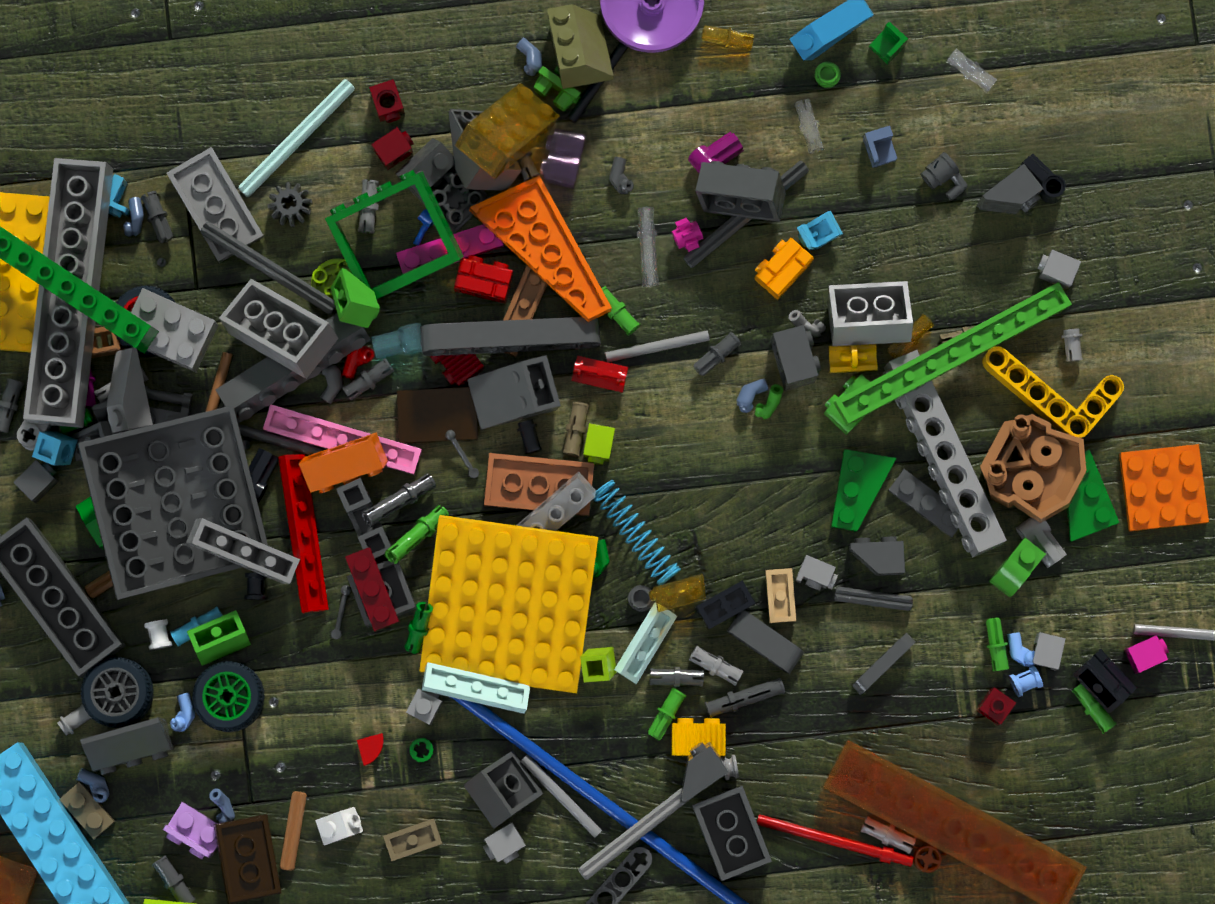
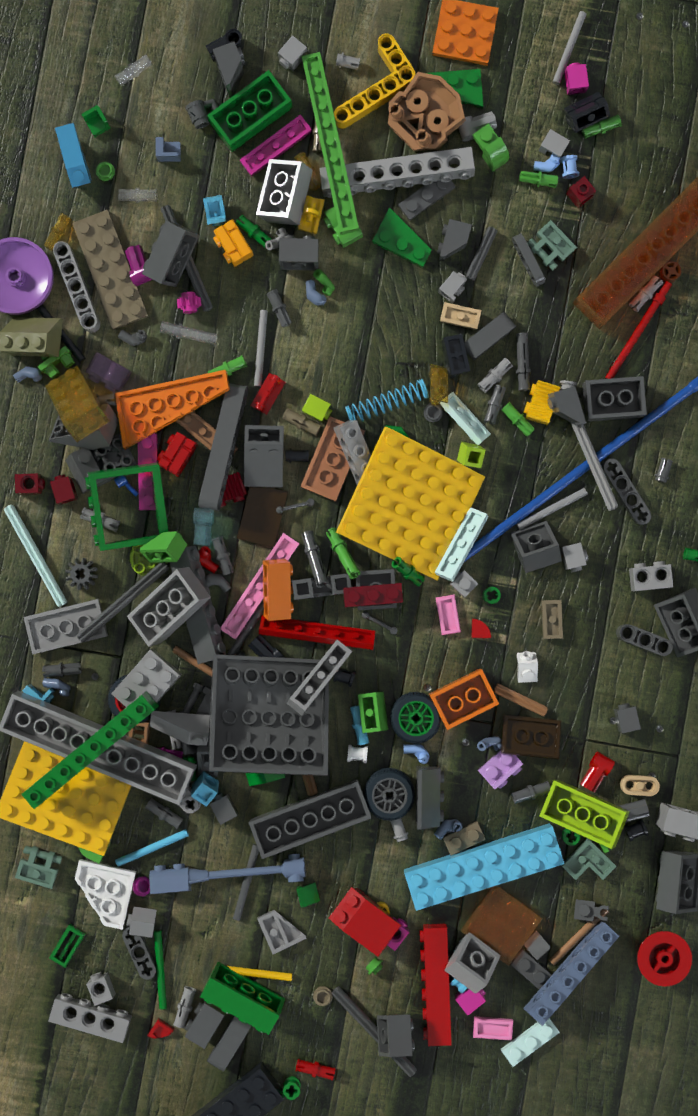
camera: 65 degrees left, 5 degrees up
(271, 752) = (464, 698): none -> orange brick
(378, 699) = (448, 614): none -> bright pink tile
(669, 73) = (72, 279): none -> light grey beam
(700, 119) = (110, 269): none -> dark tan plate
(809, 289) = (253, 230): none -> green pin
(920, 692) = (555, 241): none -> sand green plate
(931, 284) = (275, 145): none -> dark pink plate
(963, 237) = (250, 111): none -> green brick

